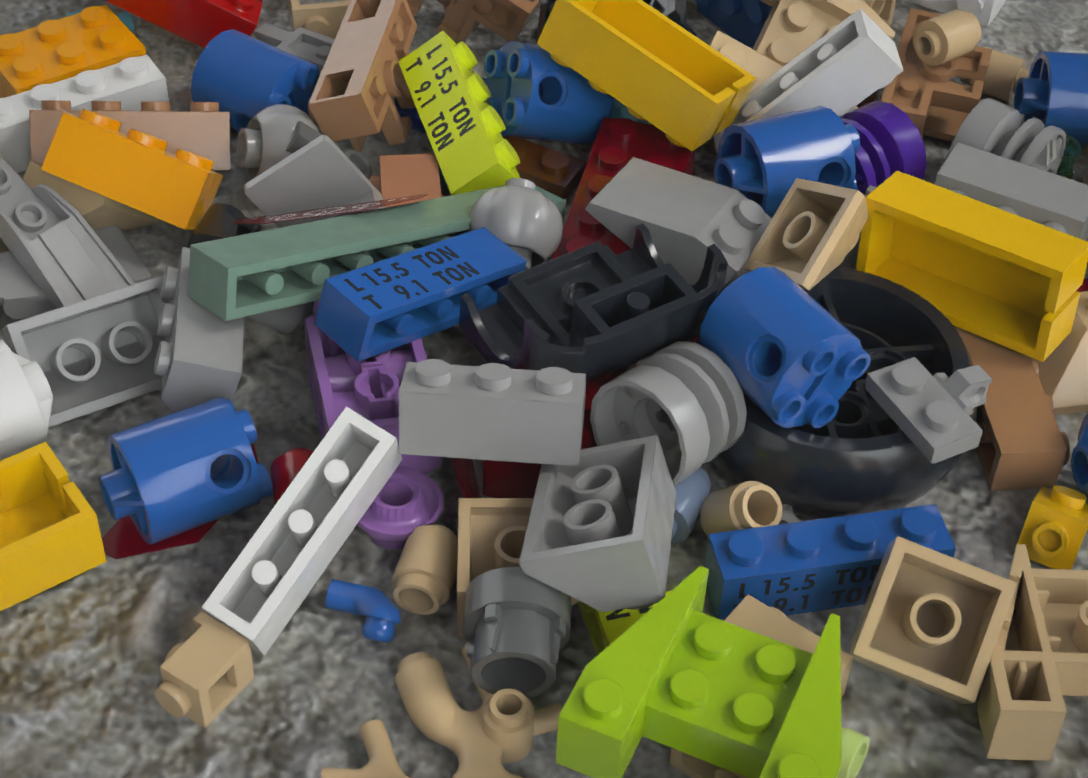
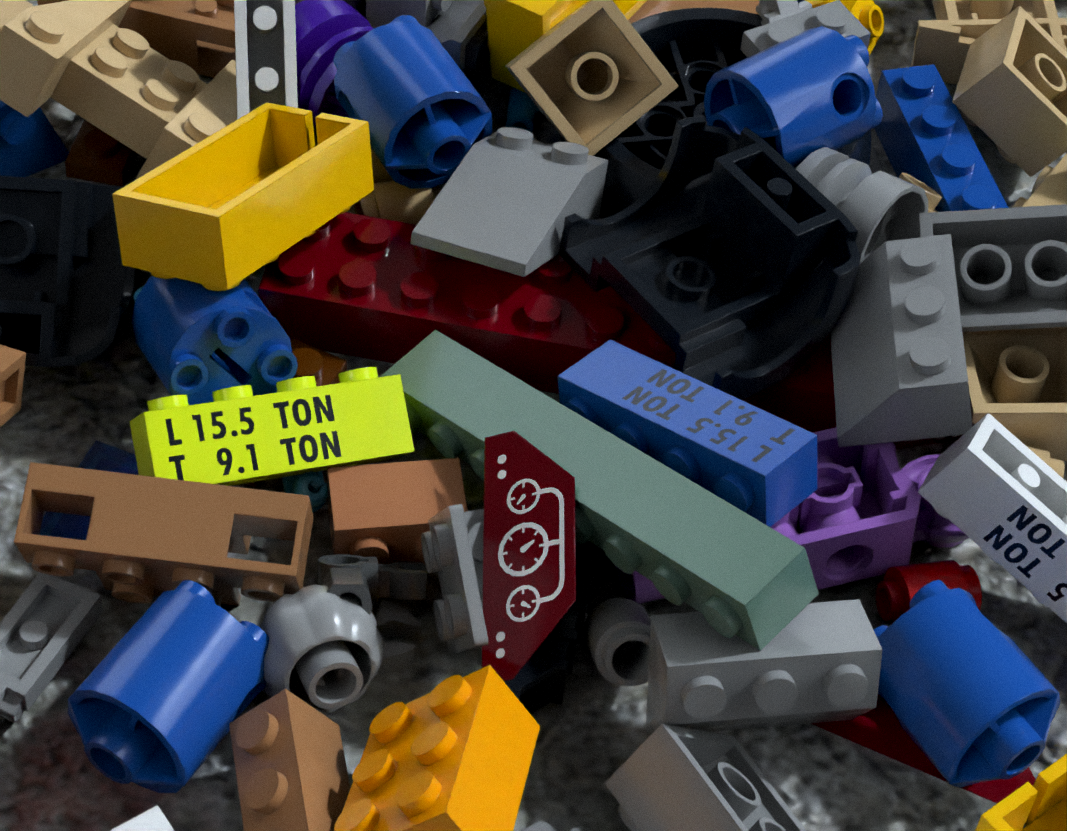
camera: 95 degrees left, 5 degrees up
(520, 219) = (518, 353): light grey plant -> none

